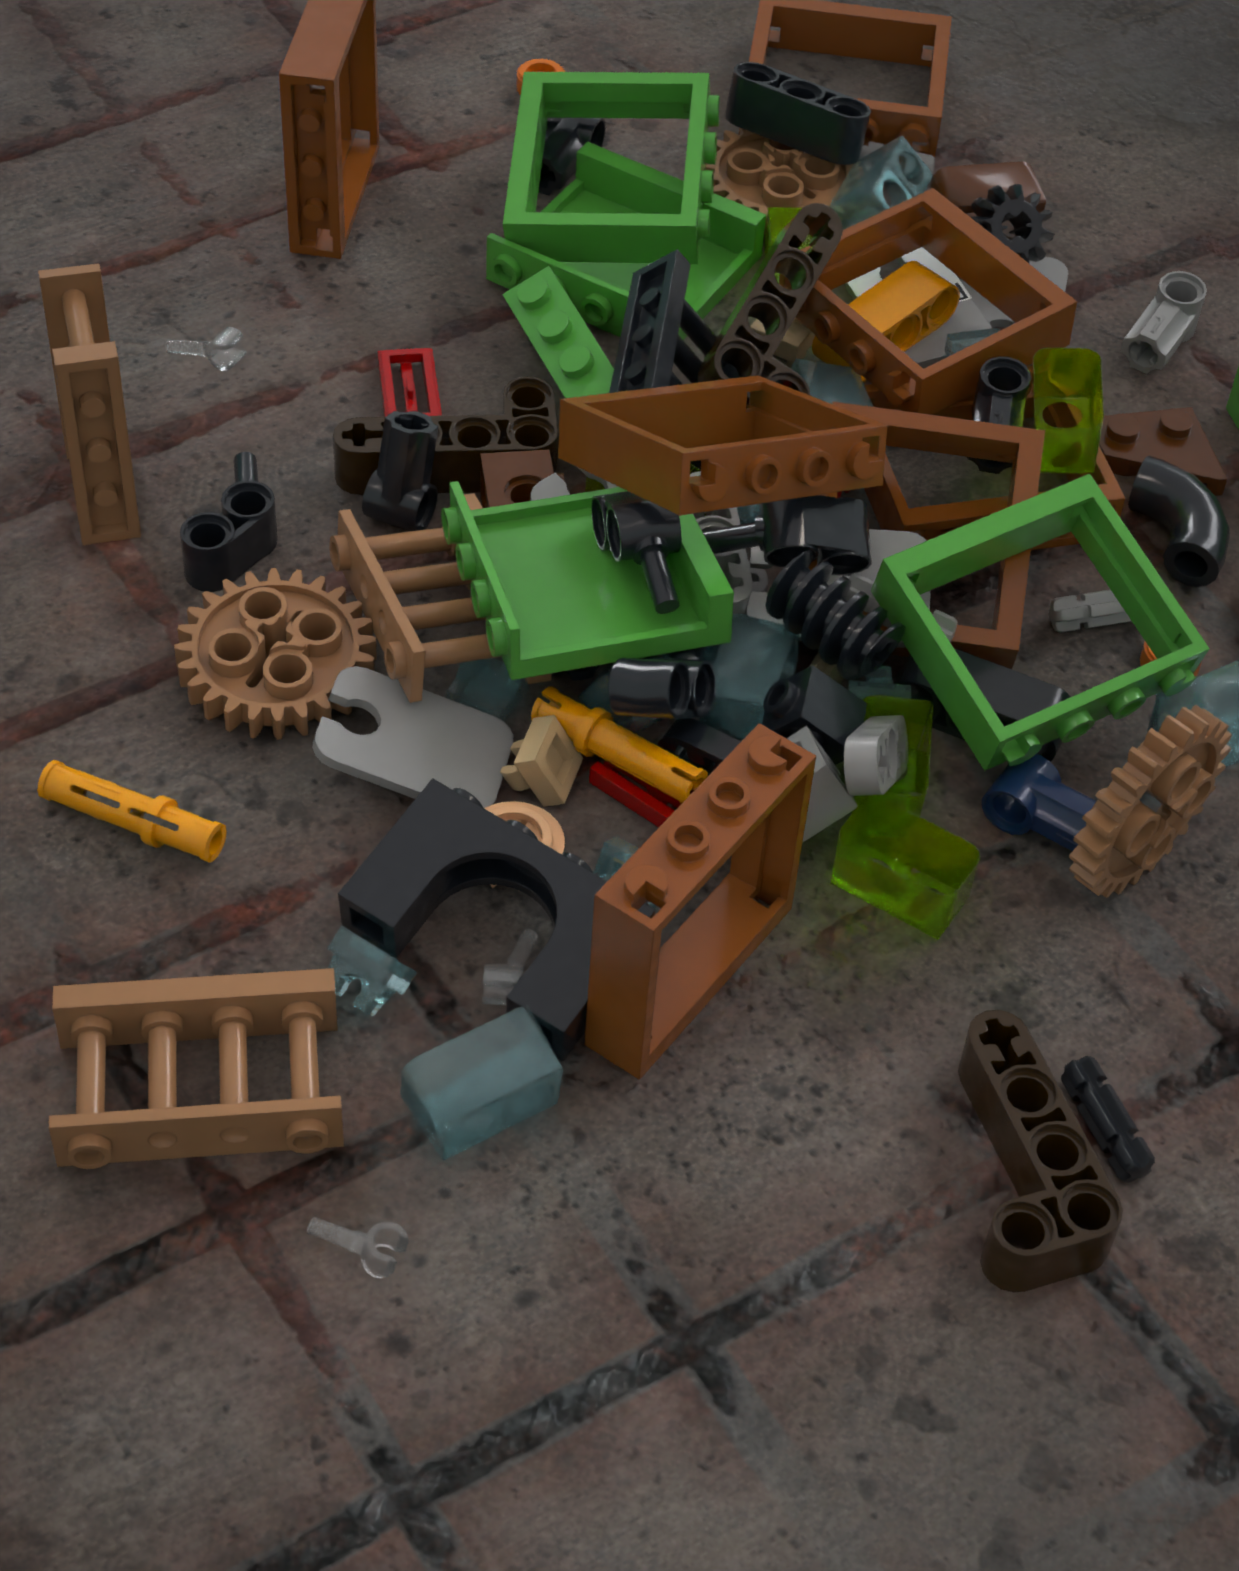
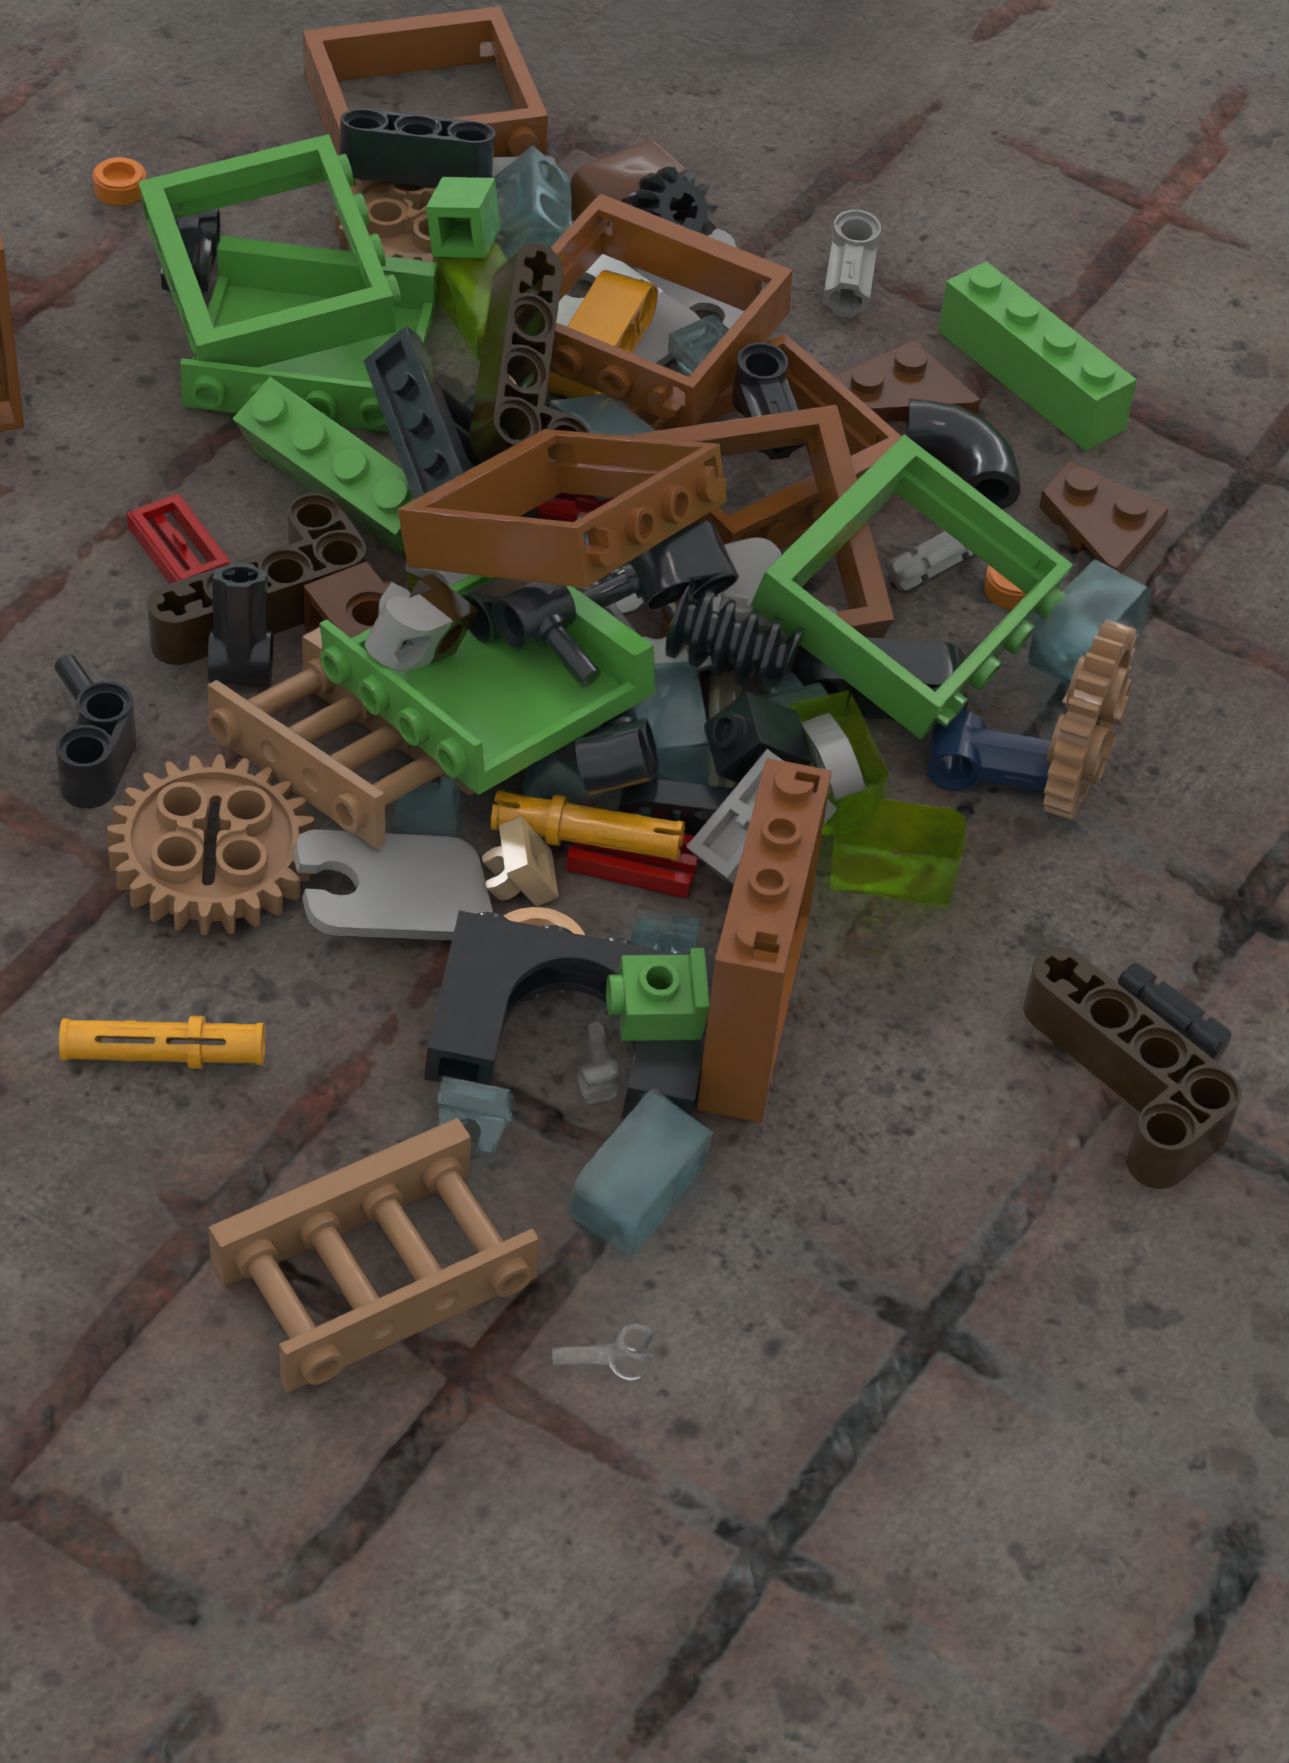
camera: 25 degrees left, 0 degrees up
(530, 512) = (420, 627): none -> light grey leg
(558, 919) = (660, 996): none -> bright green brick
(801, 176) = (463, 217): none -> bright green brick
(1072, 378) = (828, 346): clear neon green piece -> none

